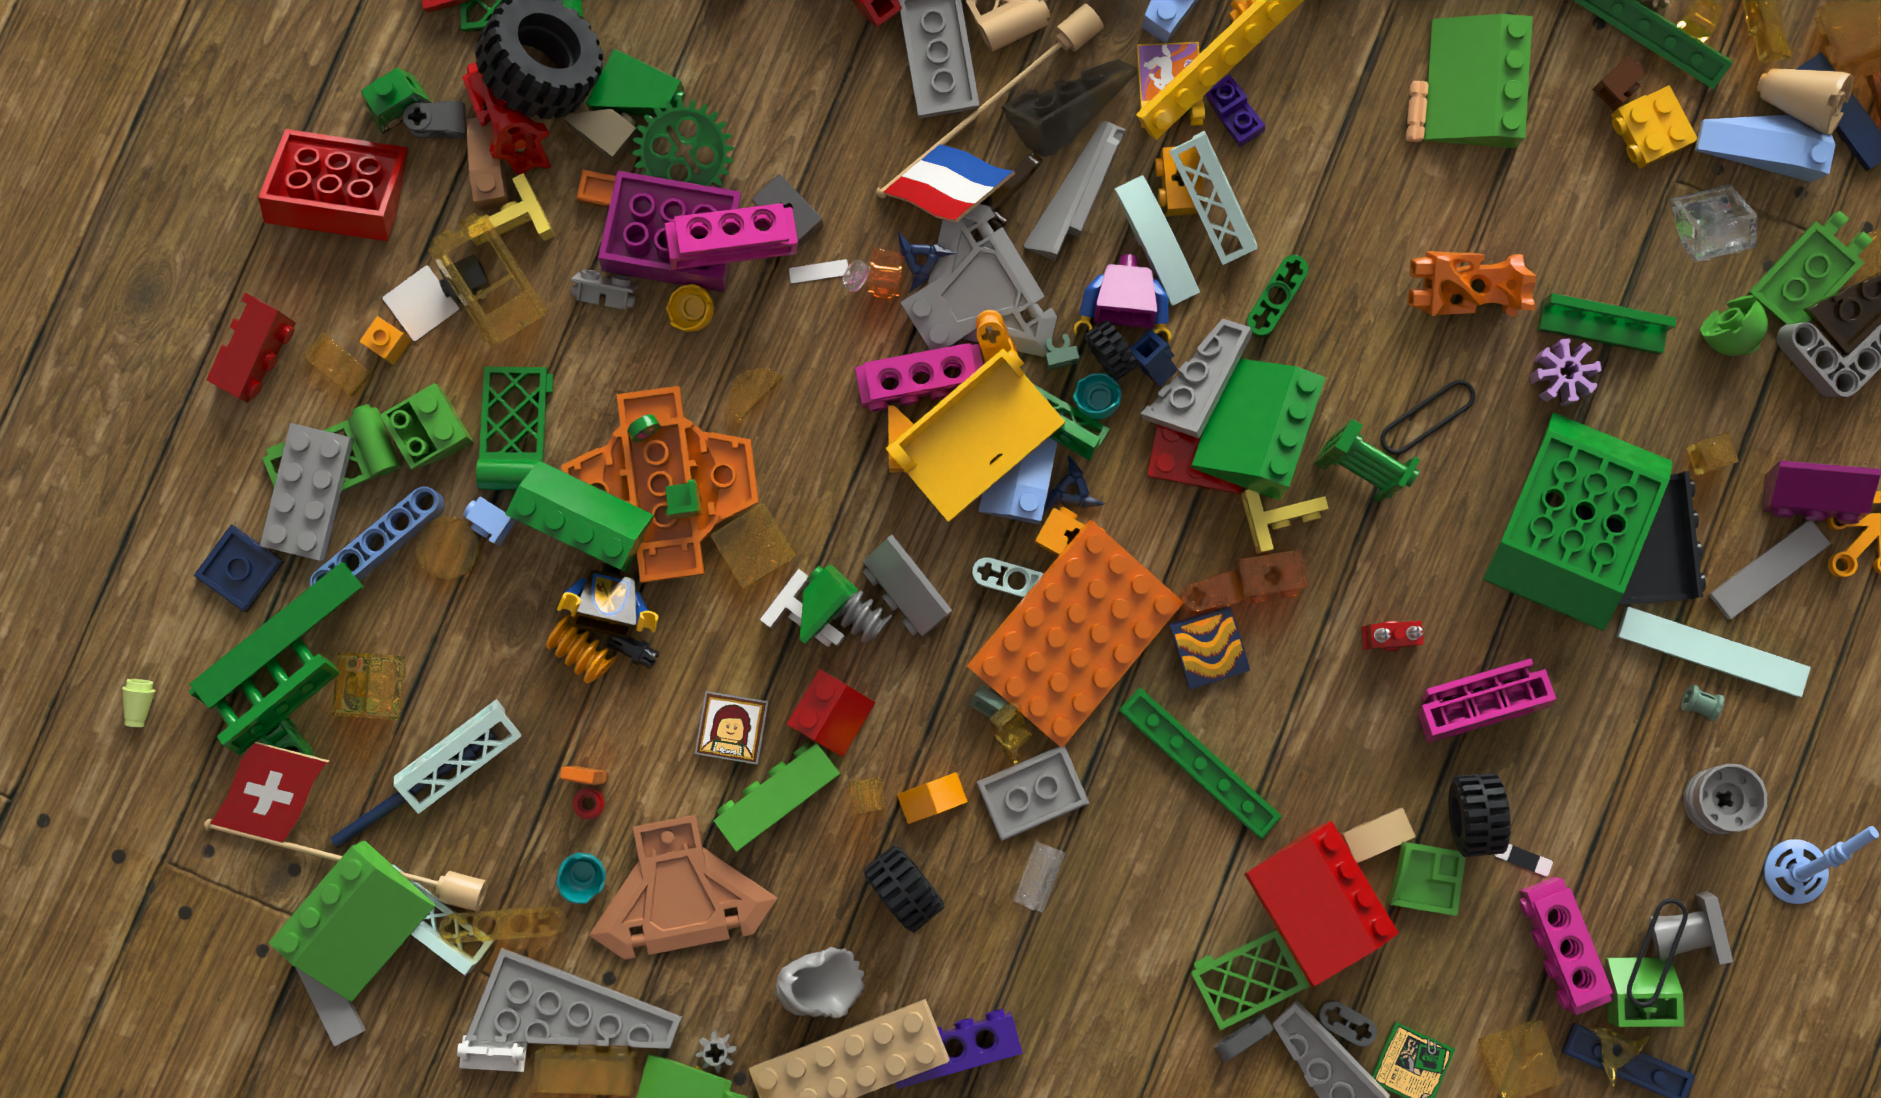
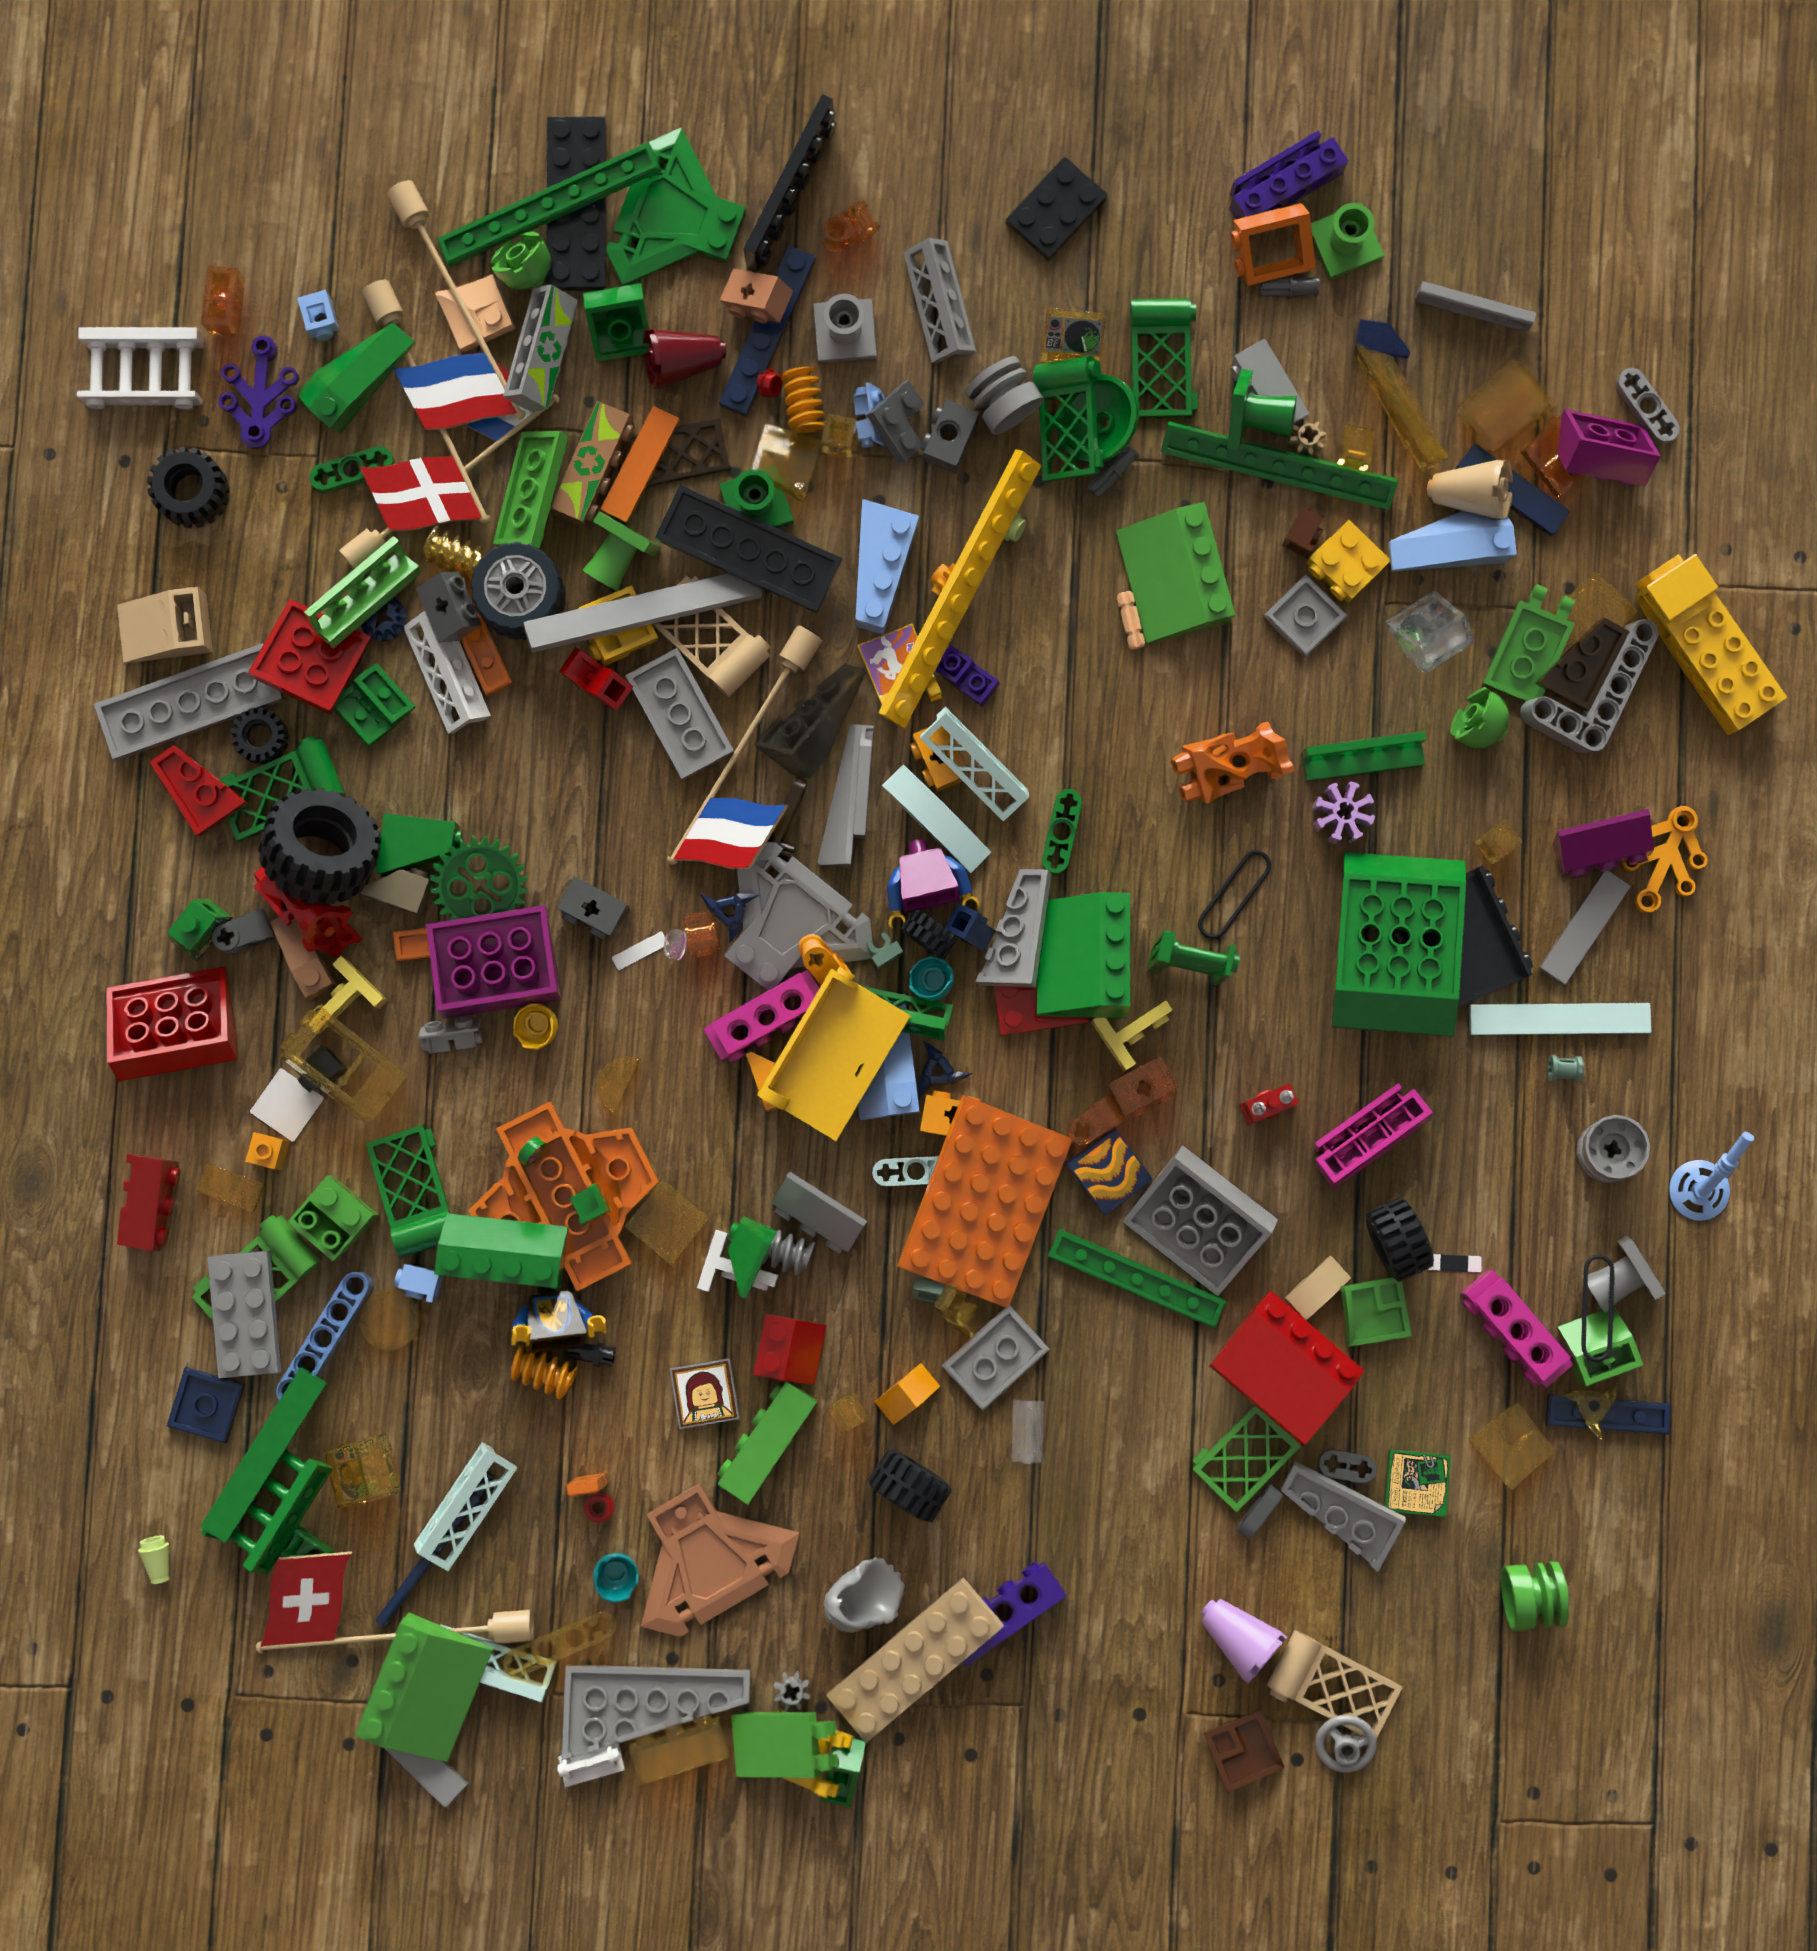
camera: 20 degrees left, 0 degrees up
(721, 248) = (543, 964): dark pink brick -> none
(1284, 728) = (1200, 1220): none -> light grey slope
(1592, 166) = (1305, 616): none -> light grey tile

